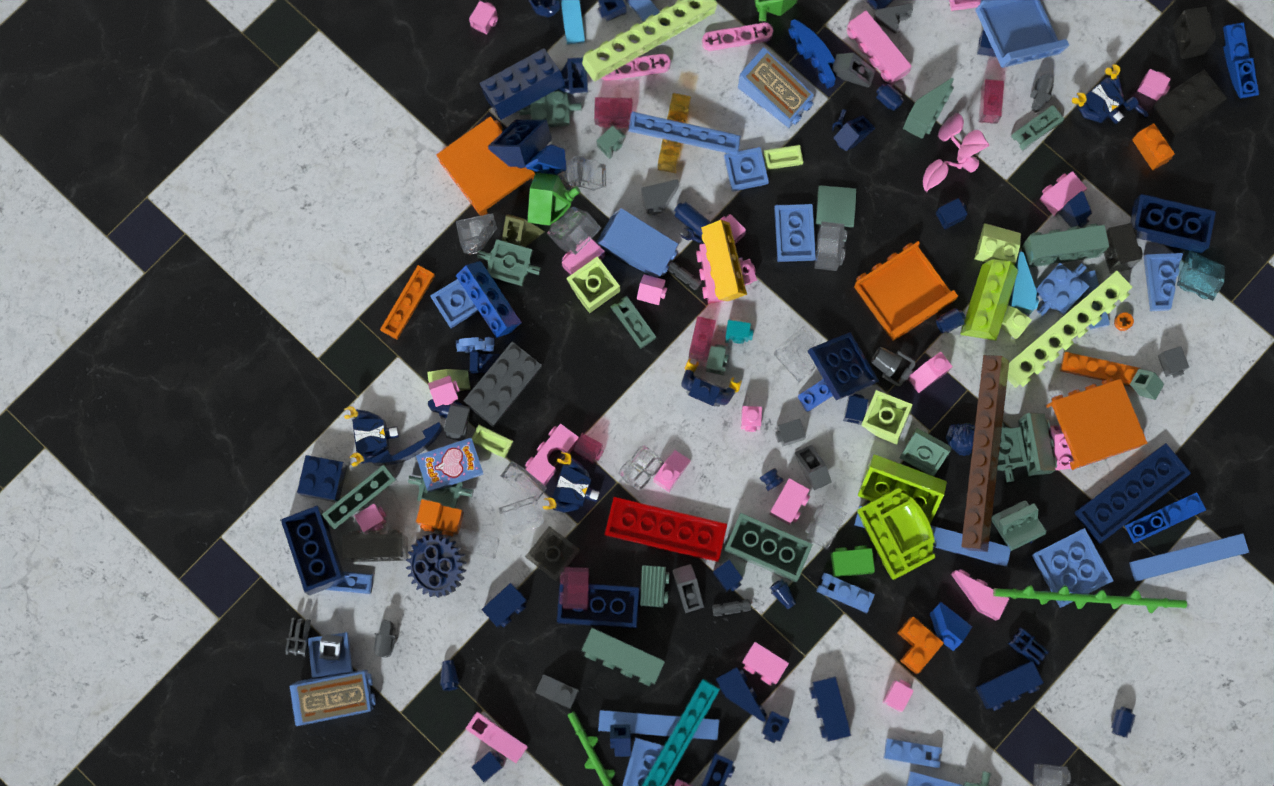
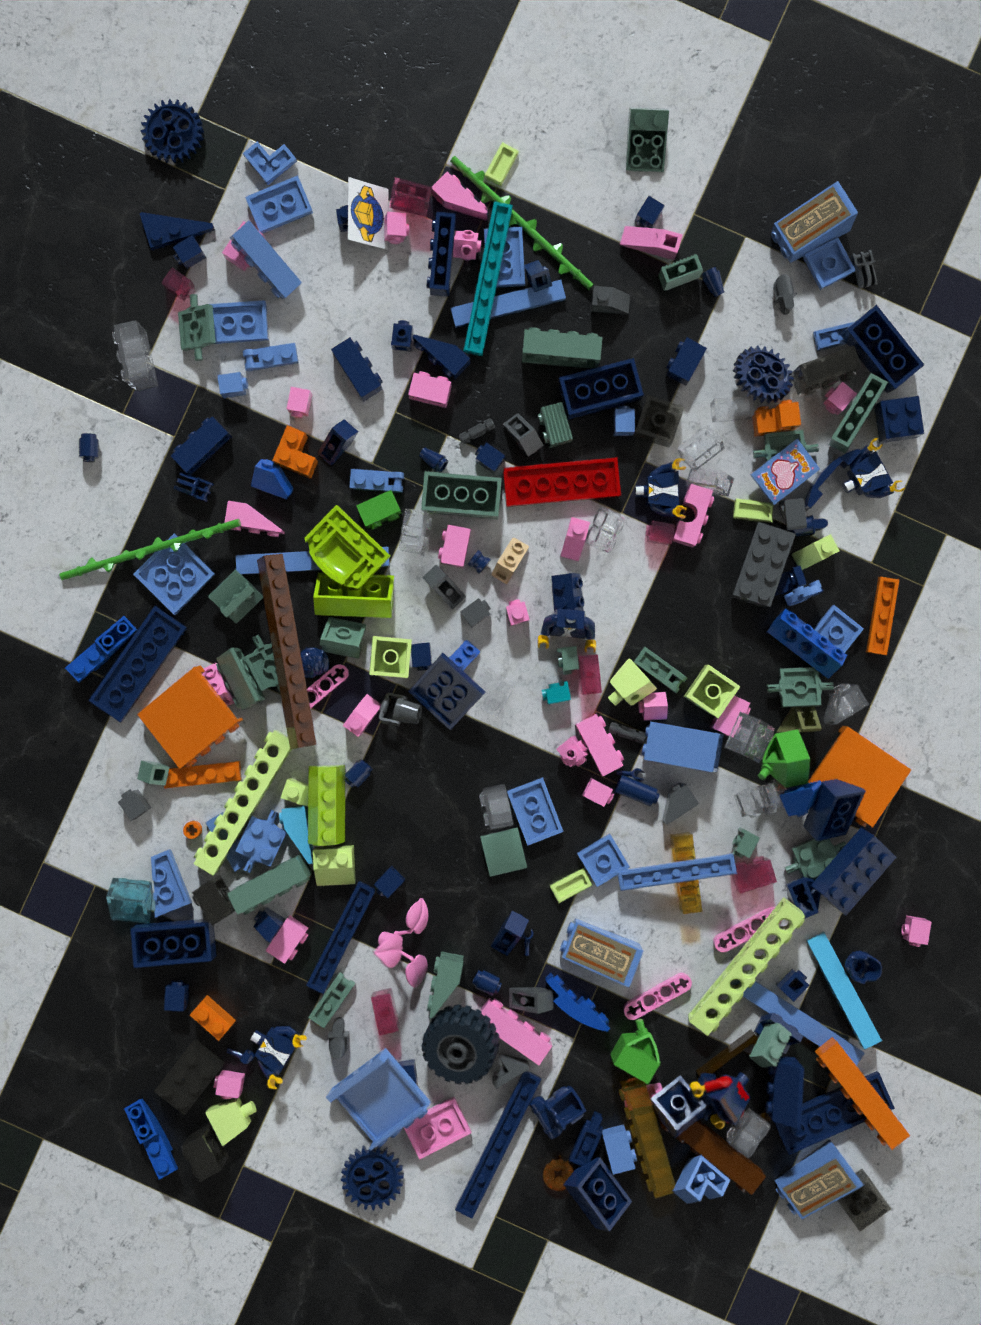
camera: 155 degrees right, 10 degrees up
(330, 647) = (831, 269): dark grey slope -> none
(444, 391) = (818, 535): bright pink brick -> none
(479, 694) = (680, 272): none -> sand green brick
(575, 588) = (627, 391): clear pink brick -> none
(587, 561) = (624, 421): none -> medium blue brick
(666, 316) = (630, 684): none -> yellowish green torso
(696, 422) = (567, 591): none -> dark blue bracket
(723, 261) = (595, 754): yellow brick -> none
(740, 471) = (509, 560): none -> tan bracket
(872, 643) = (337, 441): none -> dark blue slope
(904, 291) = (411, 788): orange panel -> none
(932, 49) = (460, 1044): none -> black wheel
(959, 735) = (232, 385): none -> medium blue brick
(963, 407) = (316, 689): none -> bright pink beam
(1011, 179) = (341, 937): none -> dark blue plate
(1162, 55) = (230, 1118): none -> yellowish green torso
(1182, 176) = (176, 996): none -> dark blue brick
(1189, 557) = (69, 621): medium blue tile -> none

